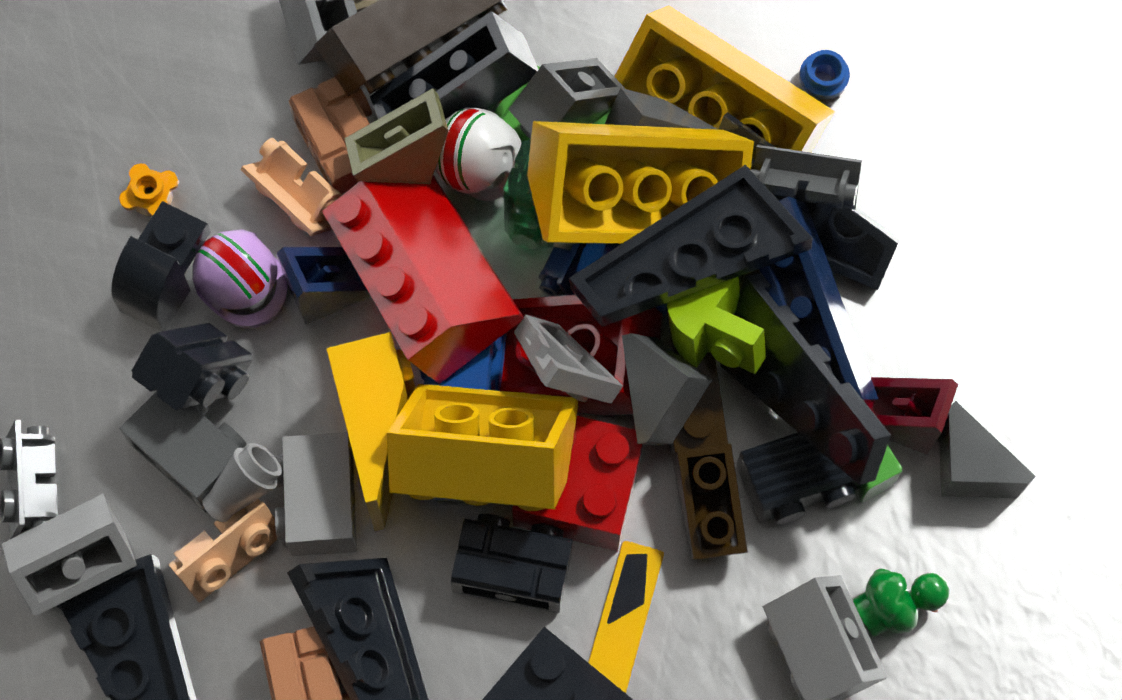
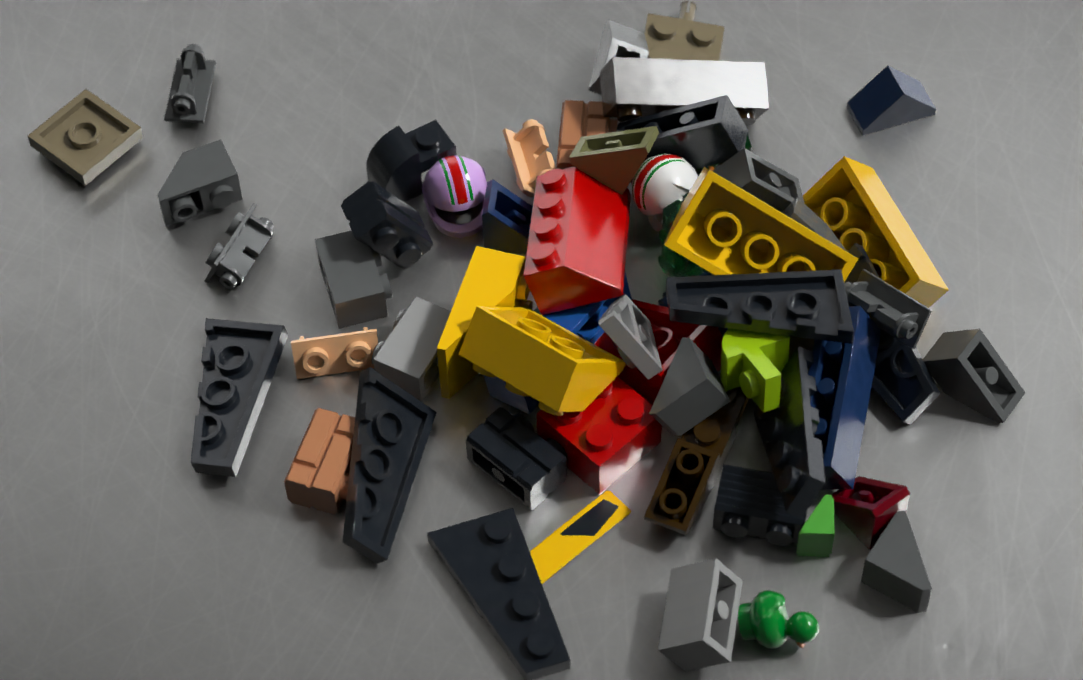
camera: 35 degrees right, 15 degrees down
(68, 555) = (232, 298): light grey brick -> none
(142, 178) = (437, 111): light orange plate -> none
(244, 479) = (373, 308): light grey cone -> none
(824, 62) = (963, 259): blue plate -> none
(914, 195) = (974, 373): none -> dark grey slope

